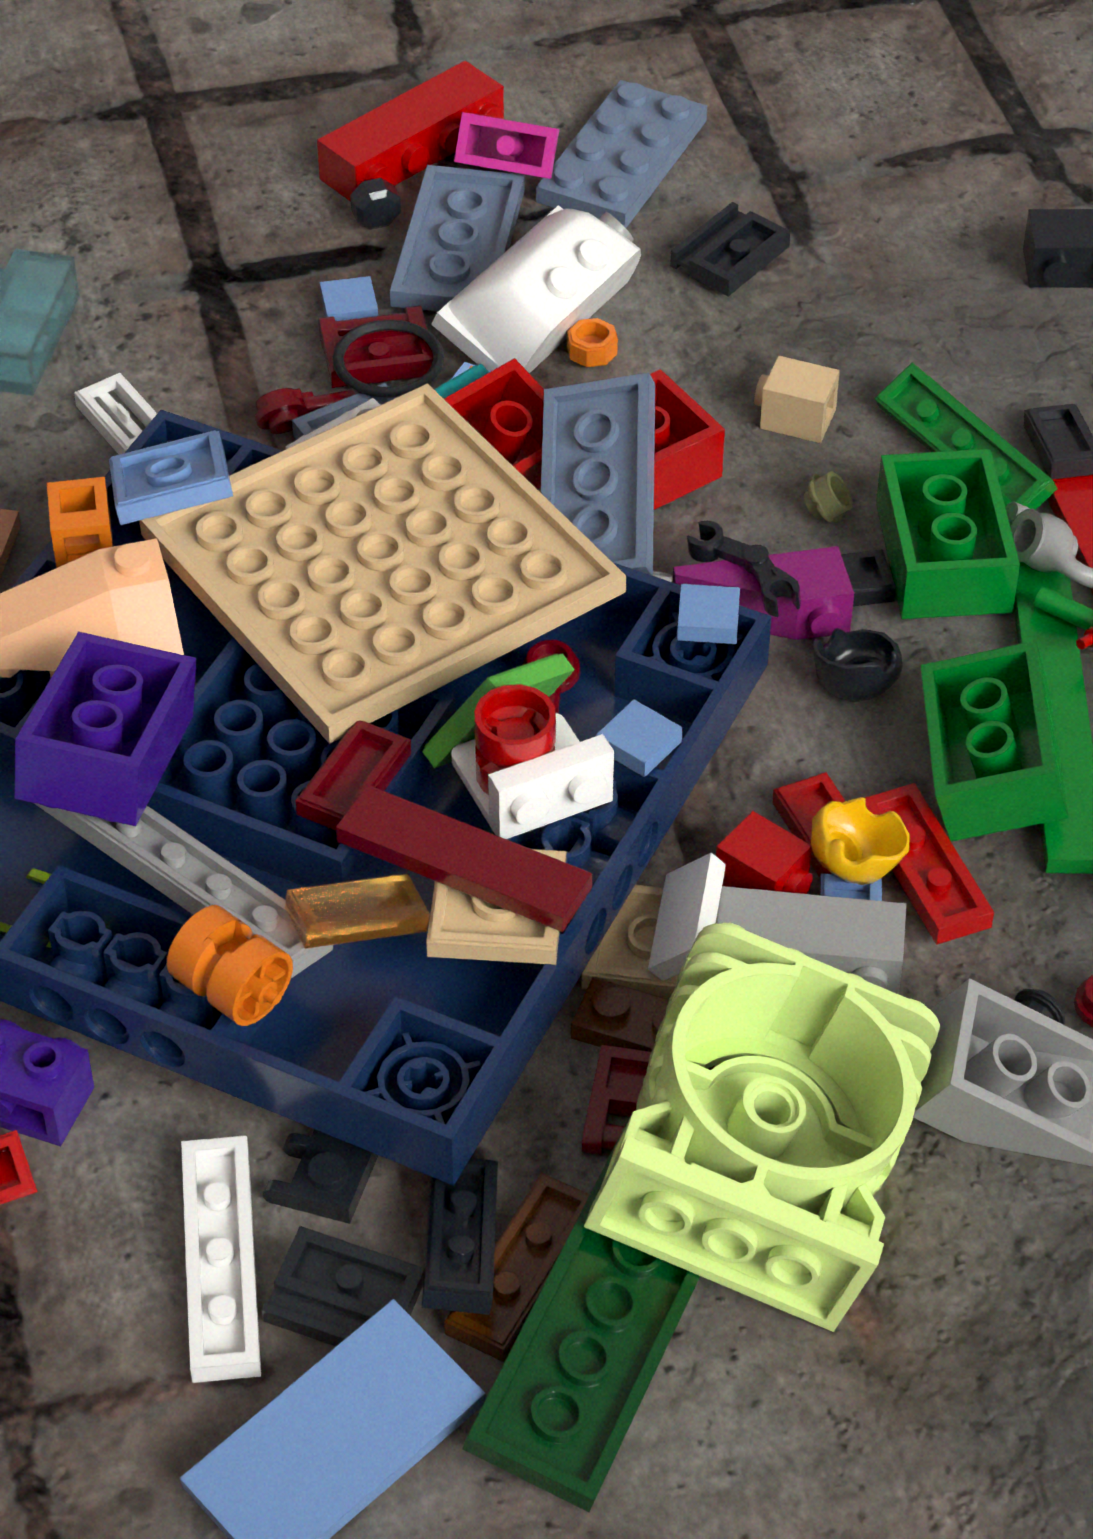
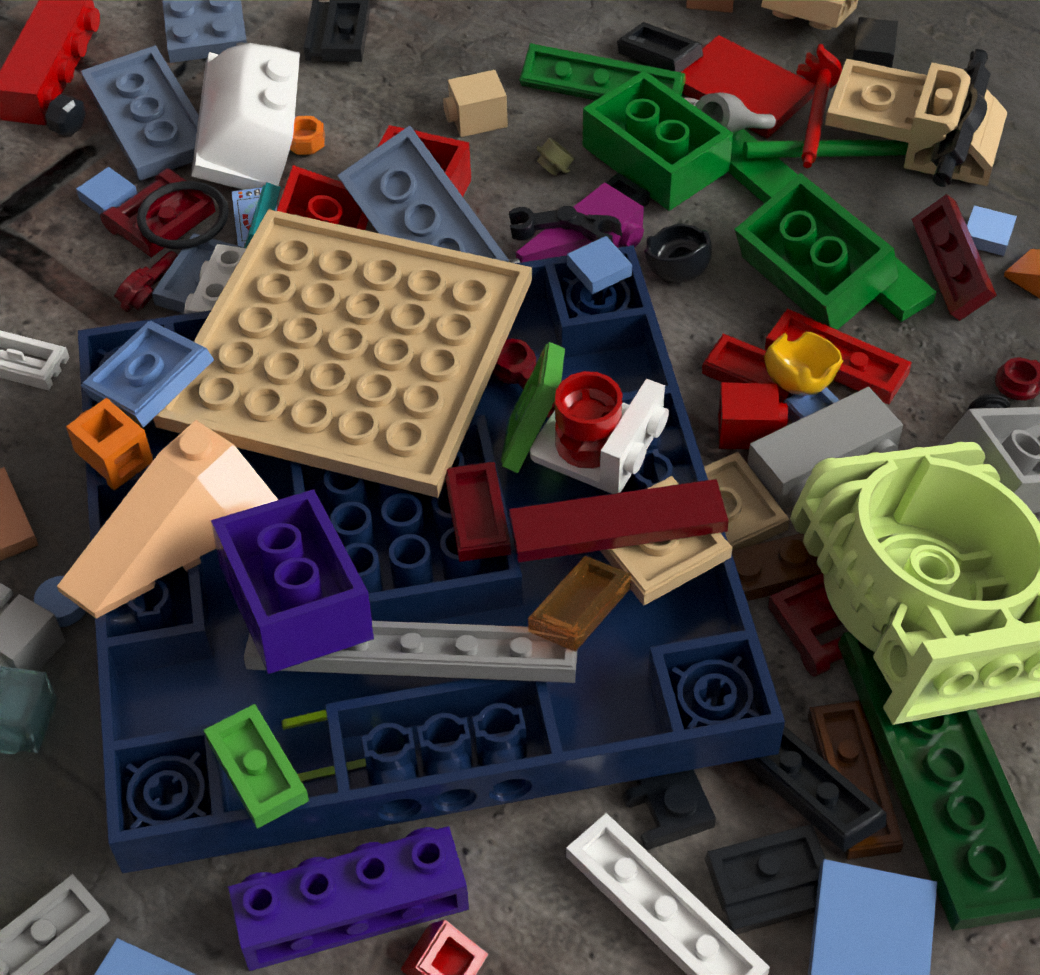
camera: 35 degrees left, 5 degrees up
(230, 965) = (538, 697): orange wheel -> none
(506, 145) = (131, 29): dark pink slope -> none
(641, 737) = (636, 365): medium blue tile -> none
(686, 907) = (746, 477): white tile -> none

